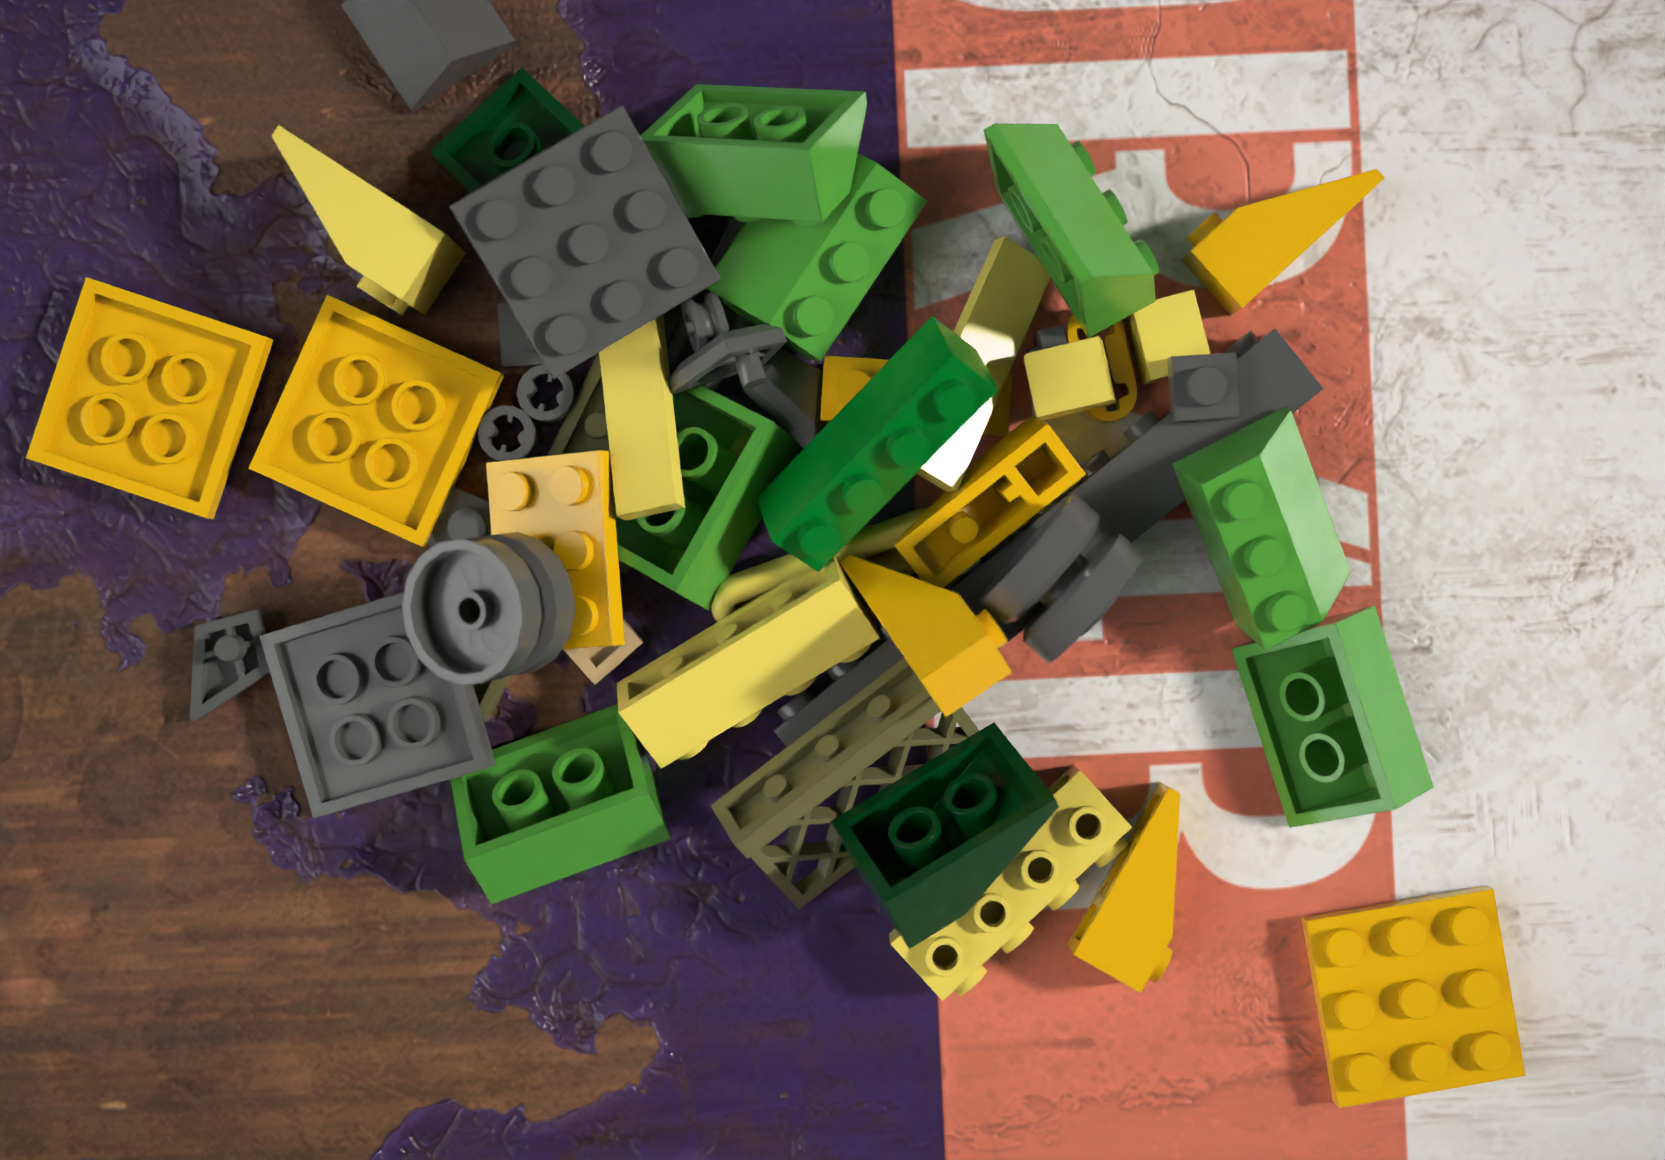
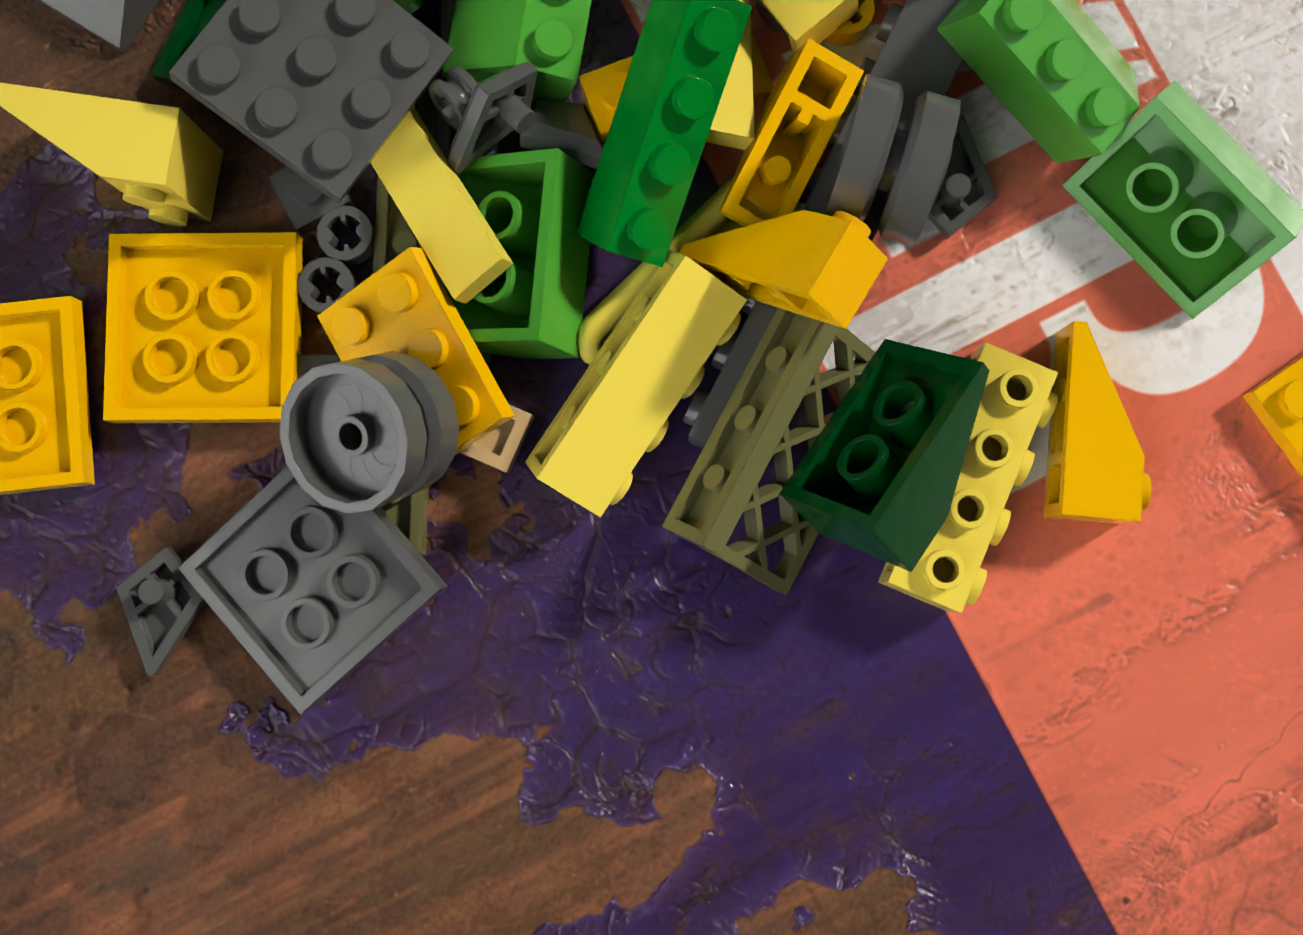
camera: 15 degrees left, 5 degrees down
(558, 805) = (521, 599): bright green slope -> none
(1141, 604) = (965, 186): none -> dark grey piece

